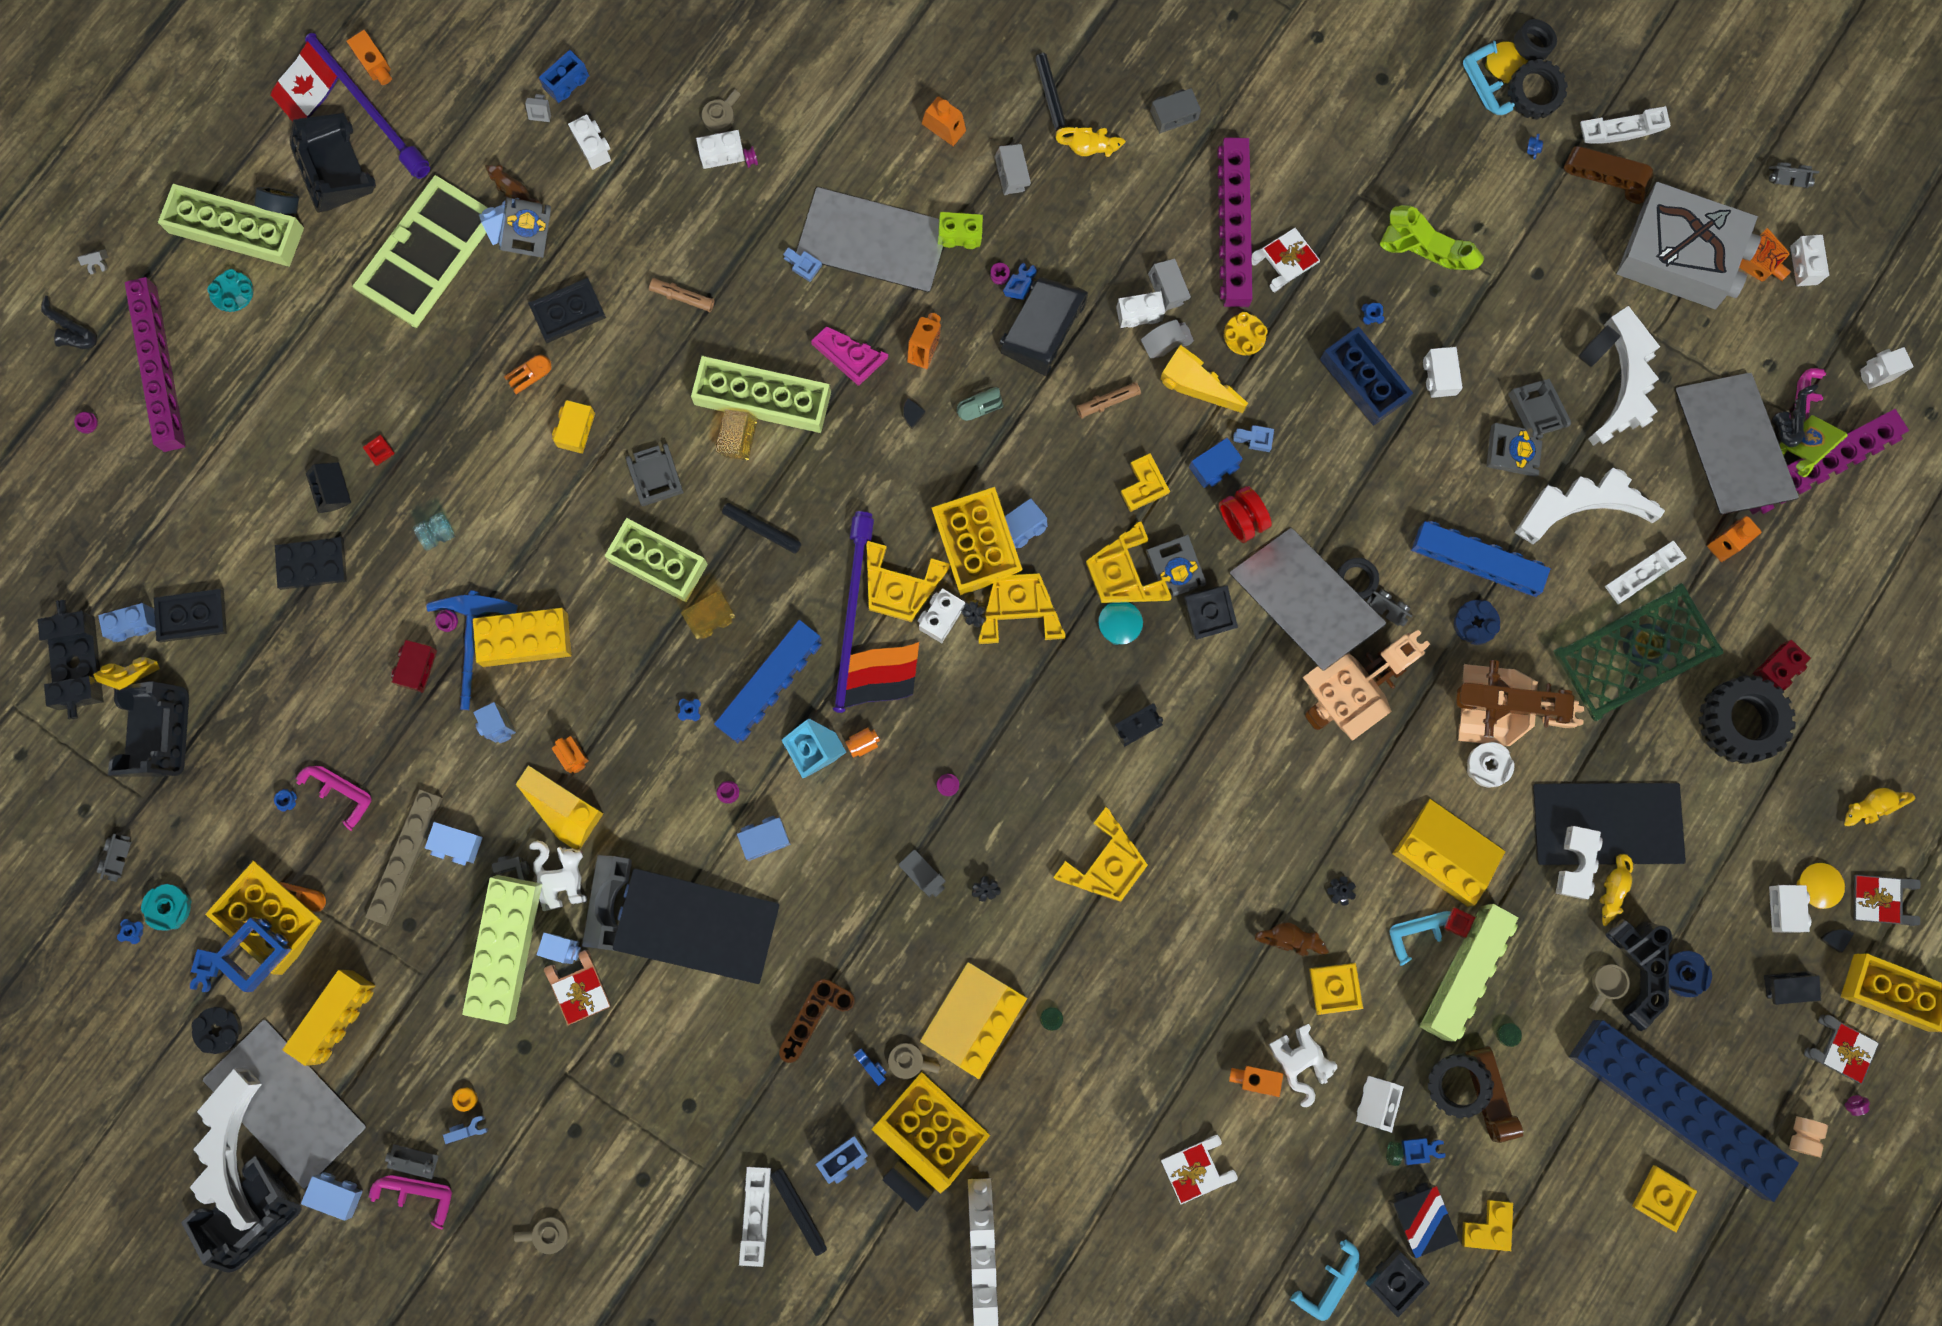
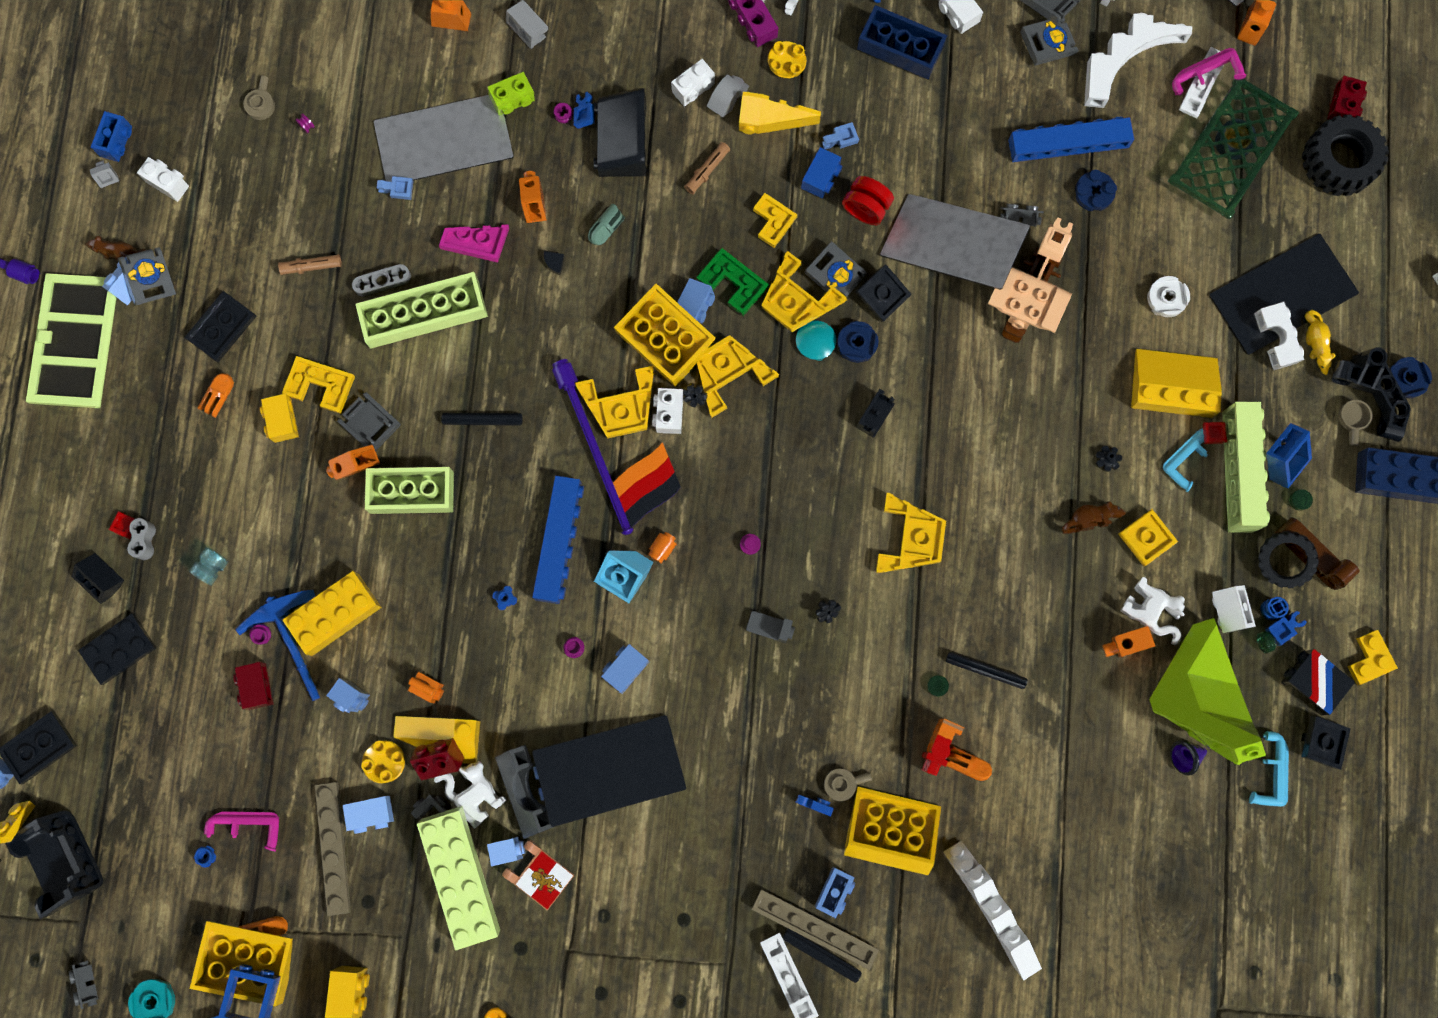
camera: 25 degrees left, 0 degrees up
(387, 472) = (141, 539): none -> light grey axle
(493, 802) = (383, 762): none -> yellow dish
(543, 827) = (437, 759): none -> dark red brick
(609, 505) = (346, 464): none -> orange torso
(645, 419) = (335, 381): none -> yellow plate
(708, 615) = (478, 512): clear yellow brick -> none
(720, 149) = (277, 129): white brick -> none
(723, 347) = (368, 289): none -> light grey beam
(736, 434) = (419, 353): clear yellow brick -> none
(806, 1184) = (815, 929): none -> dark tan plate
(812, 1022) = (748, 795): reddish brown beam -> none
(908, 1184) = (898, 882): black brick -> none
(973, 1020) = (877, 721): yellow slope -> none
(1018, 1076) = (939, 746): none -> hips
(1043, 1115) = (969, 764): none -> orange arm
(1085, 535) = (728, 267): none -> green plate
(1106, 1030) = (986, 670): none -> black axle
(1158, 633) = (867, 336): none -> dark blue plate
(1169, 280) = (701, 46): light grey hinge -> none
(1194, 1172) = (1119, 745): flag -> none
(1253, 1220) = (1186, 757): none -> dark purple hat
(1303, 1174) = (1204, 696): none -> lime panel
(1368, 567) = (987, 192): black tyre -> none
(1416, 1125) = (1270, 610): none -> blue wheel
(1503, 705) = (1156, 242): piece -> none
(1527, 984) = (1289, 460): none -> blue window
(1653, 556) = (1207, 65): none -> dark pink piece

